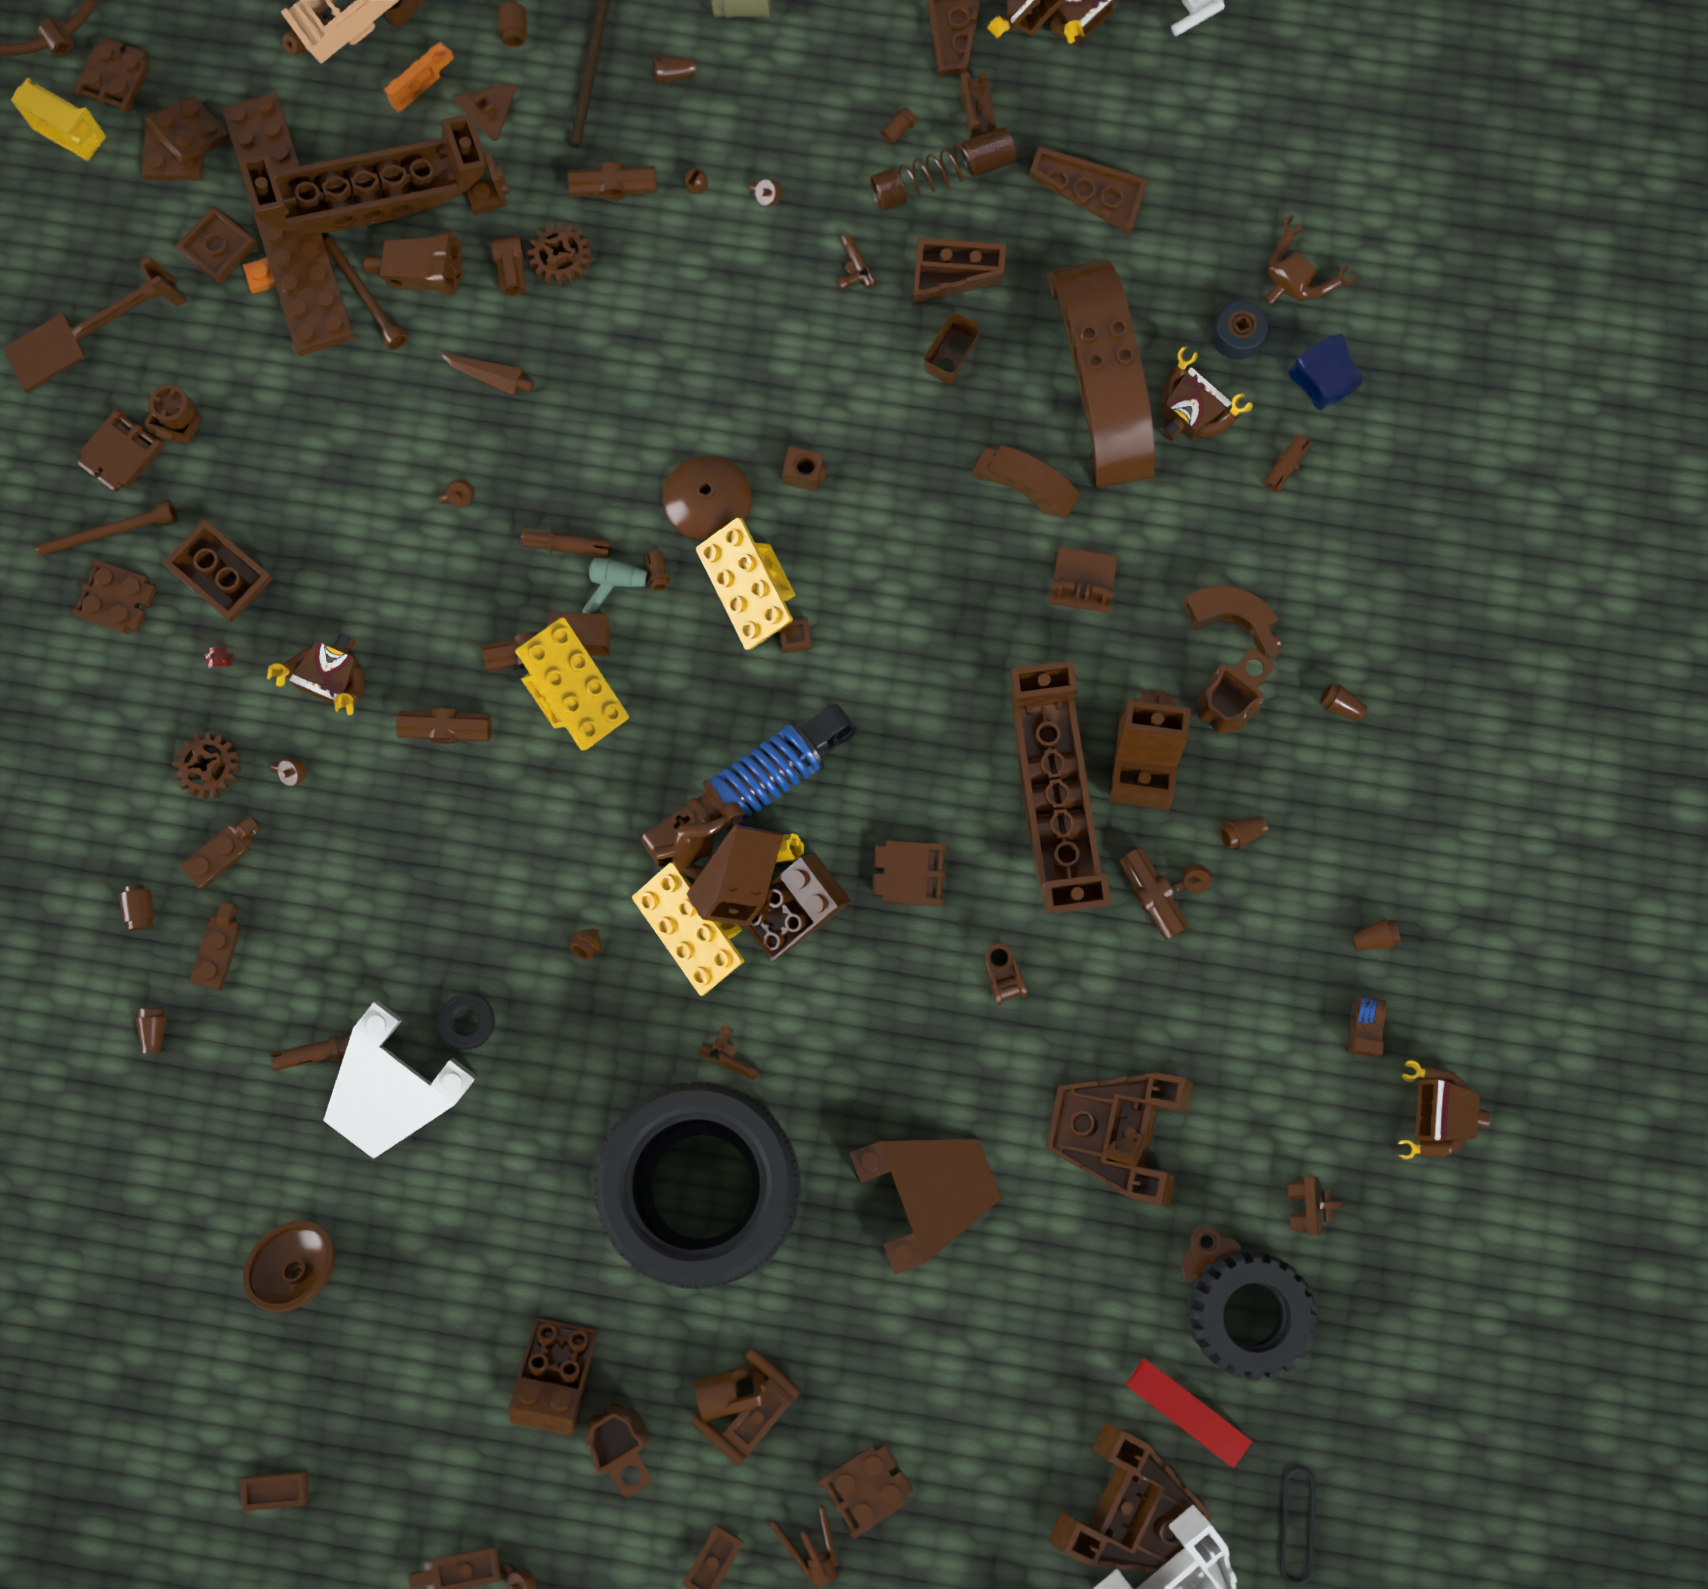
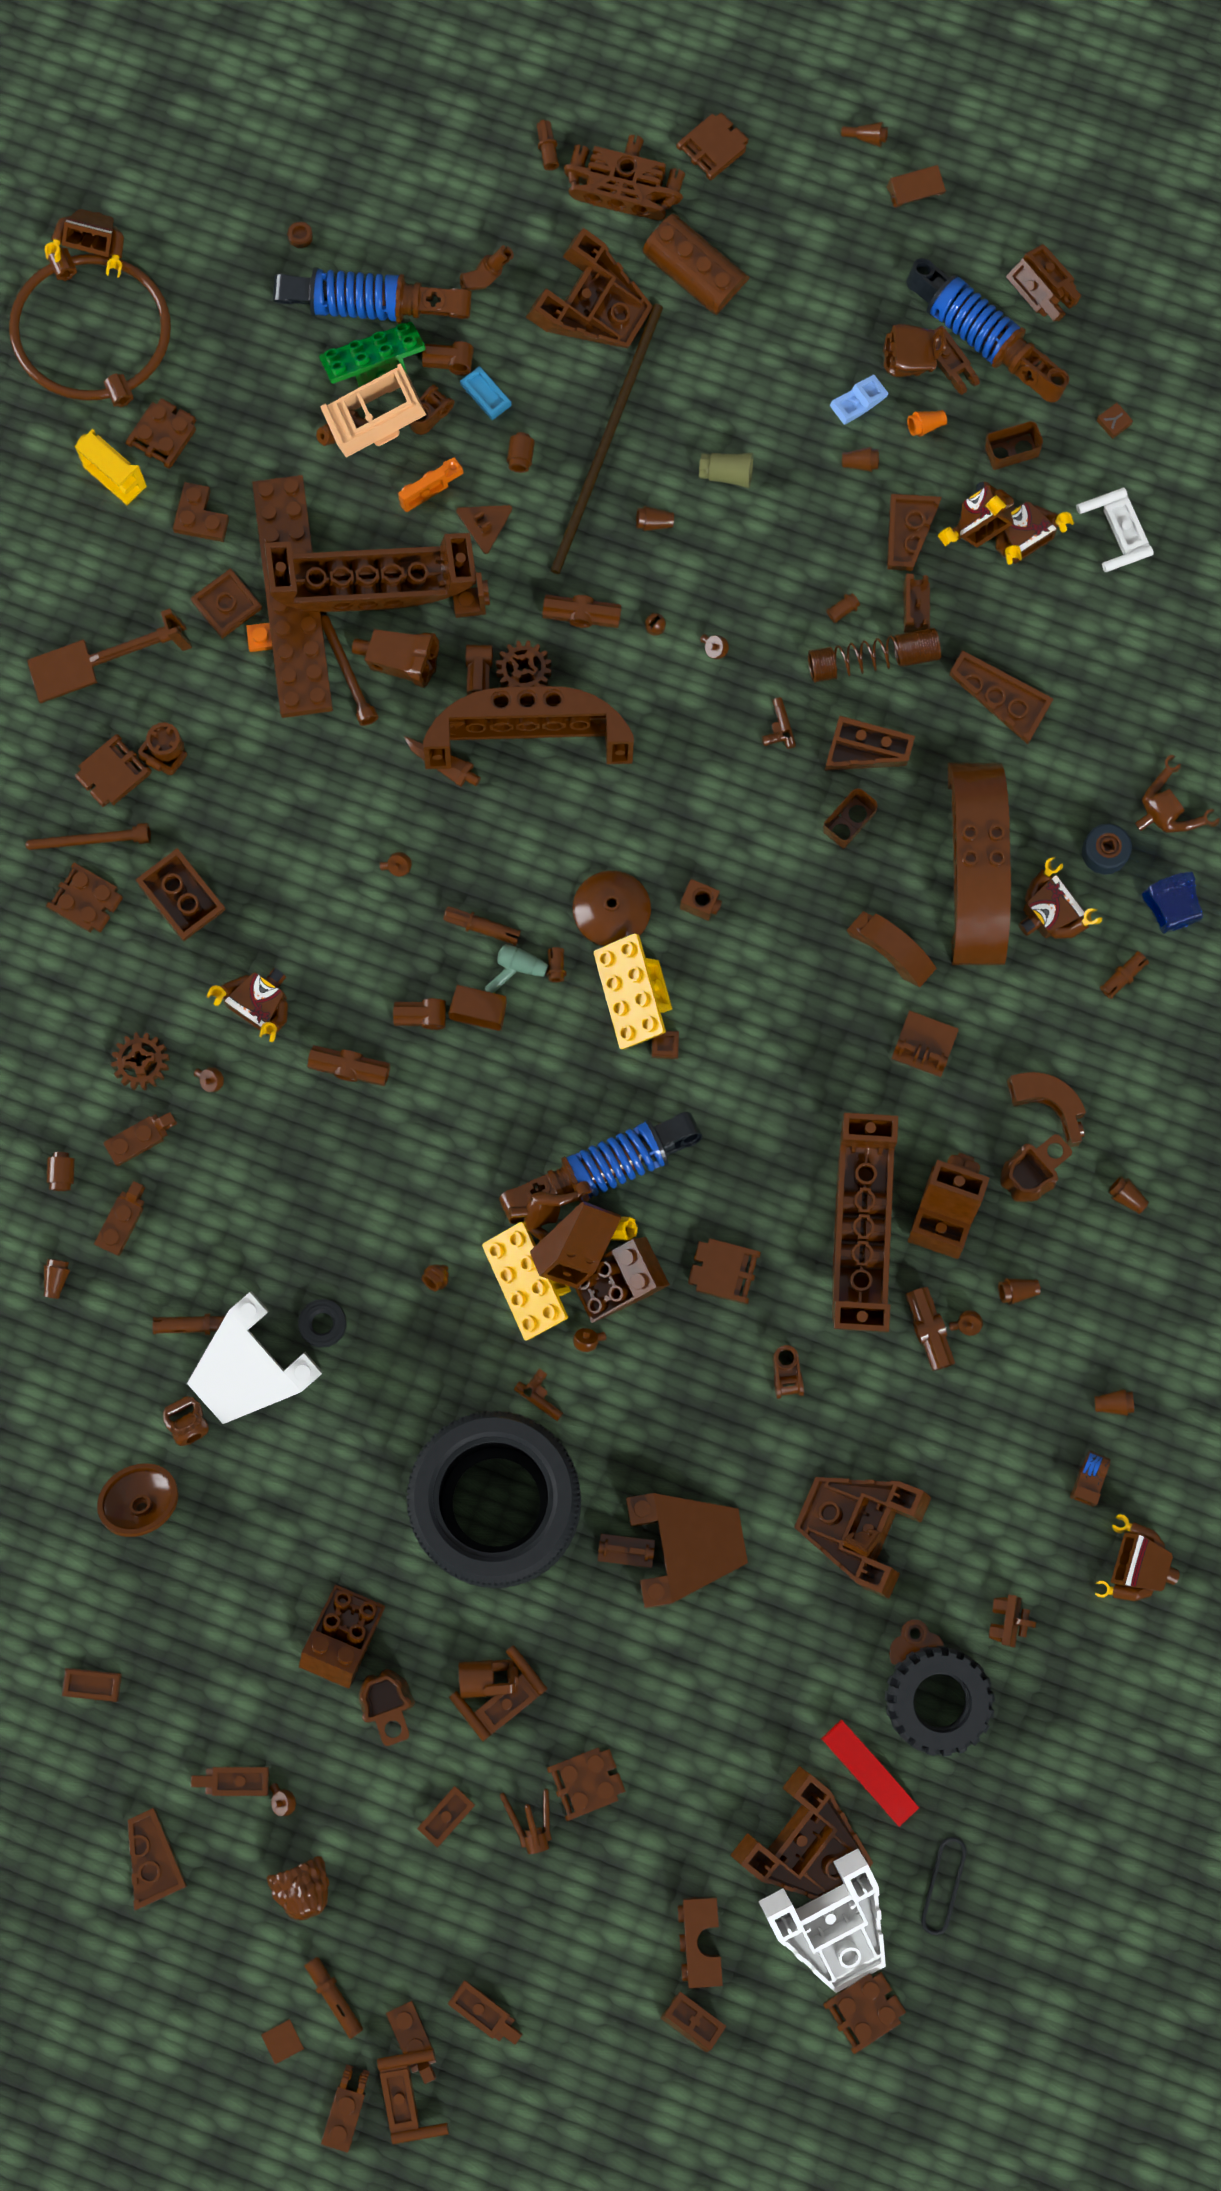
camera: 10 degrees right, 0 degrees up
(187, 128) = (219, 494): reddish brown plate -> none
(218, 657) = (166, 969): clear red plate -> none
(335, 1170) = (189, 1427): none -> reddish brown piece
(569, 685) = (463, 1052): yellow bracket -> none
(570, 302) = (527, 713): none -> reddish brown slope
(771, 981) = (587, 1339): none -> reddish brown piece
(861, 1212) = (626, 1550): none -> reddish brown hinge

